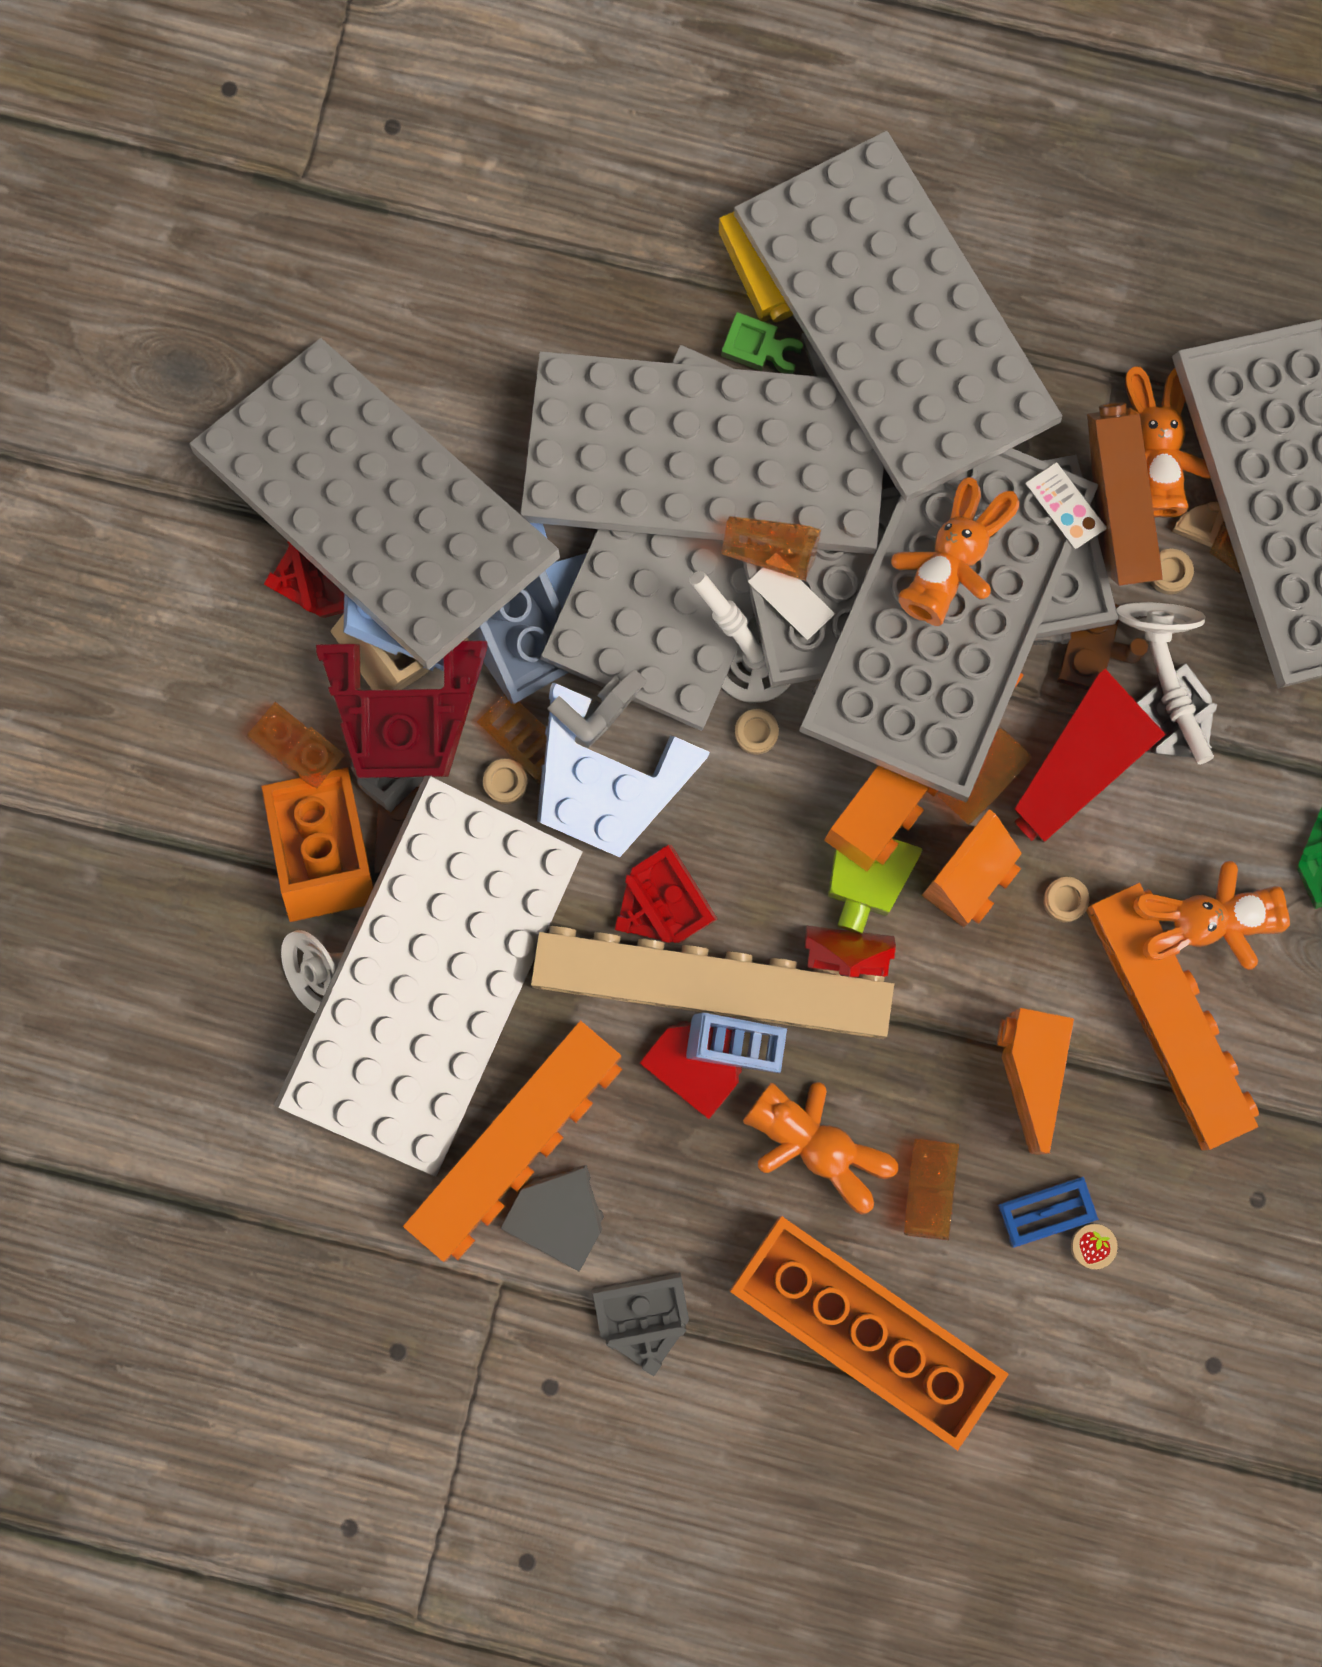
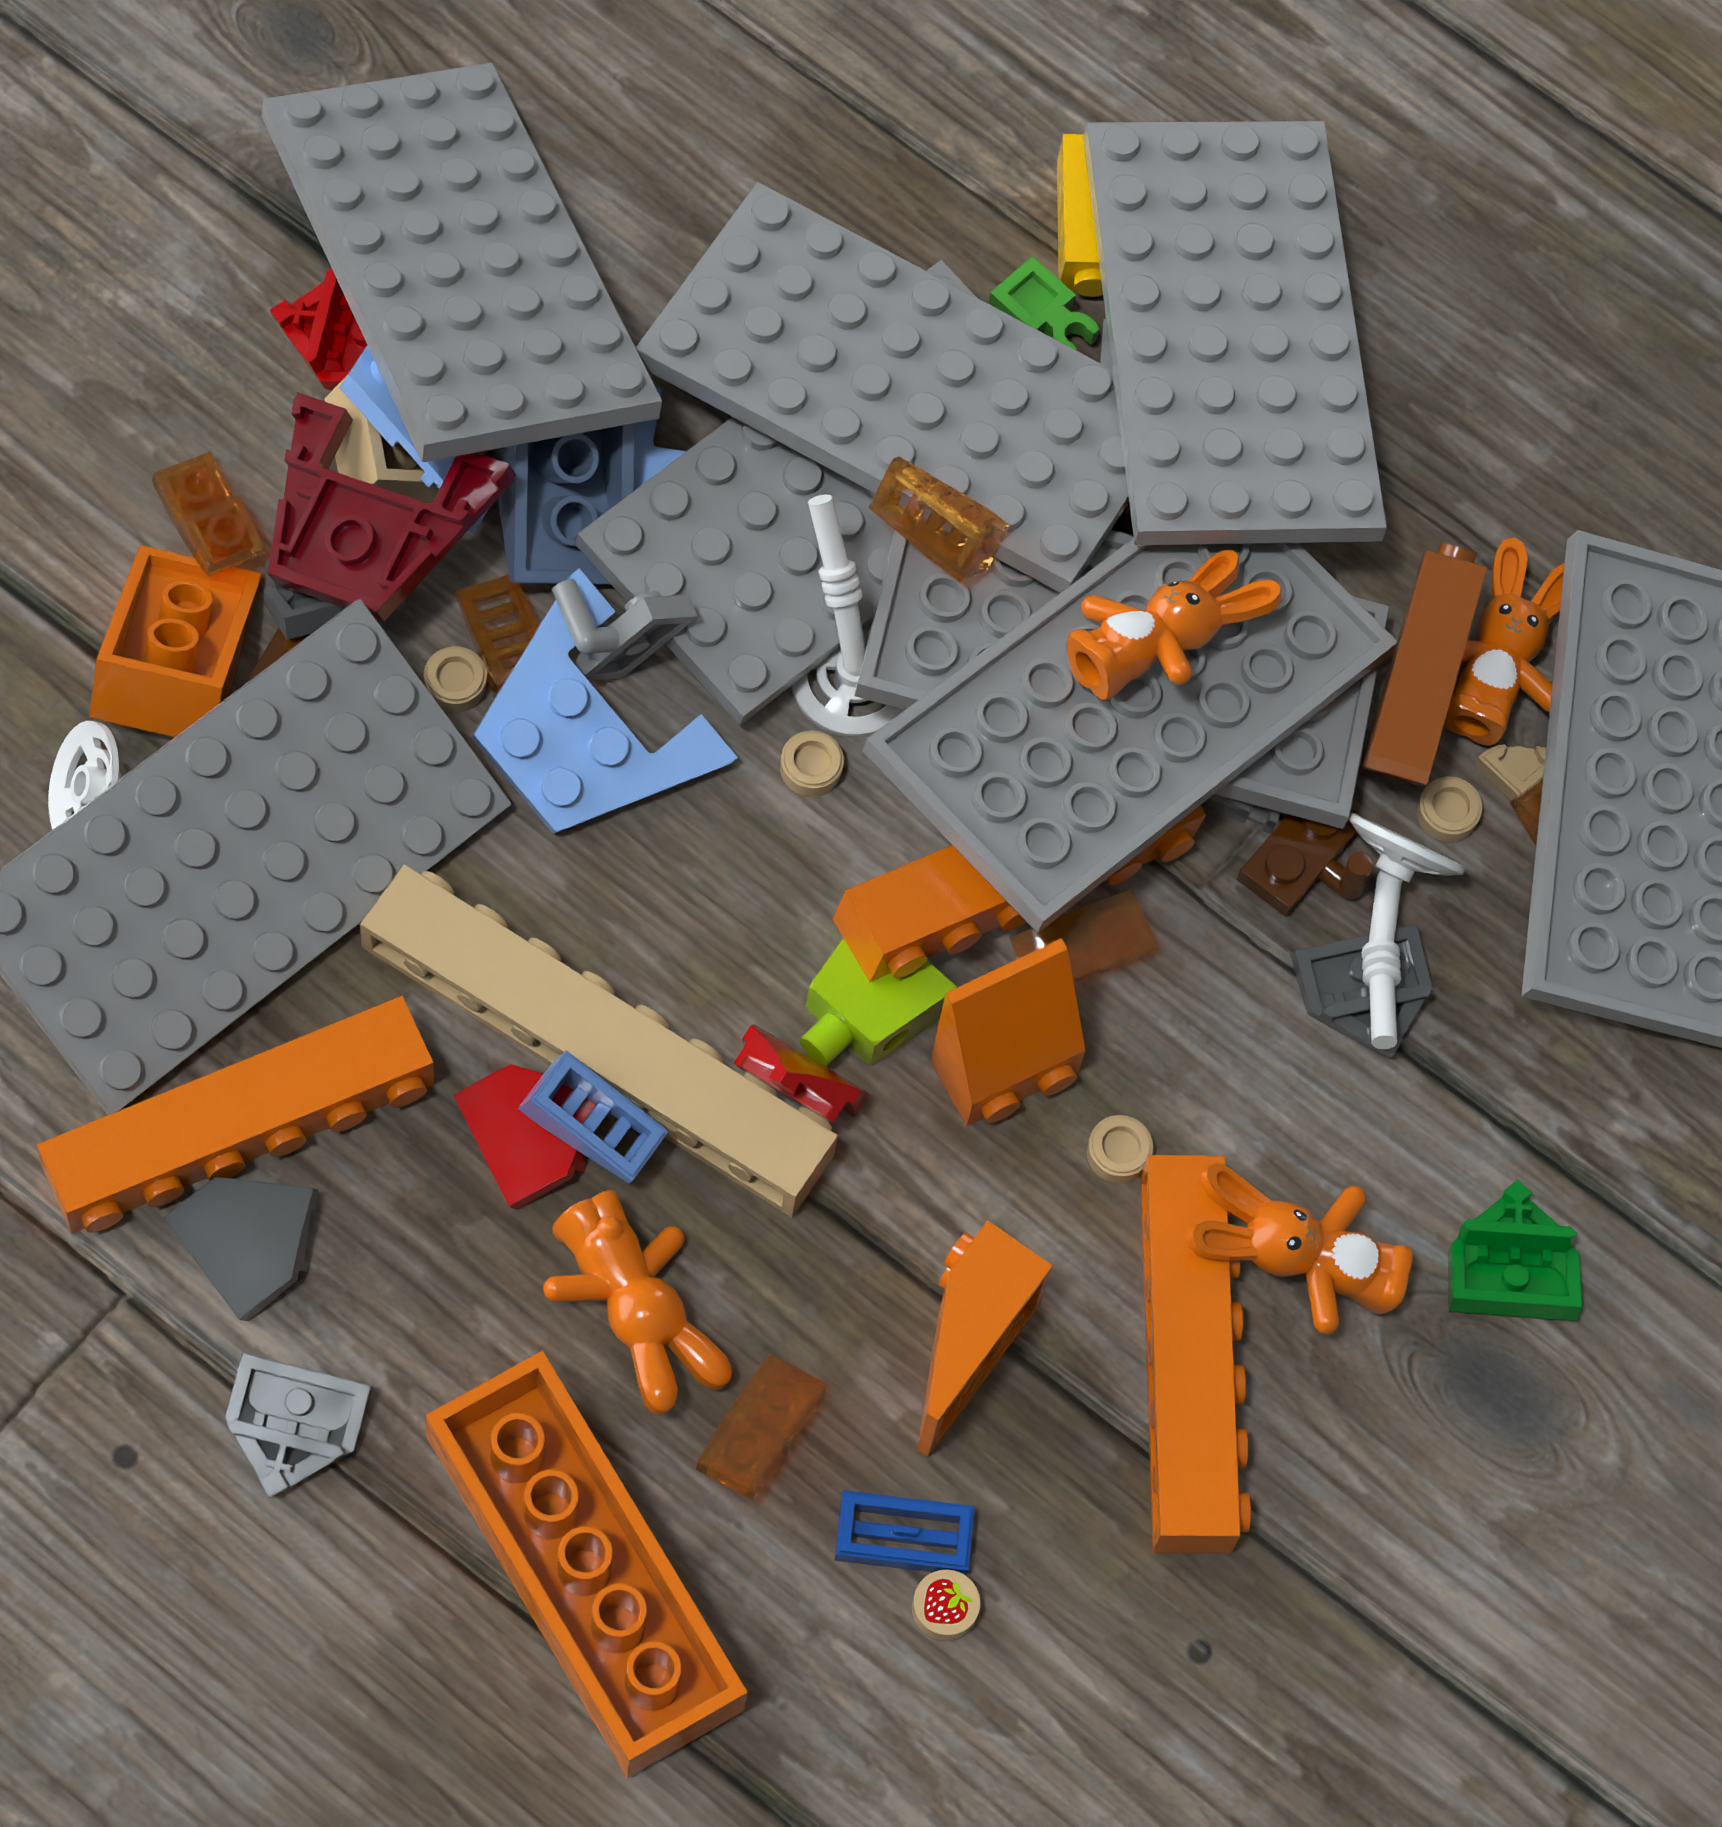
camera: 15 degrees right, 15 degrees down
(663, 900) = (587, 911): red slope -> none
(792, 600) = (932, 602): white sticker -> none
(1066, 505) = (1343, 646): white sticker -> none
(1092, 751) = (1228, 976): red slope -> none

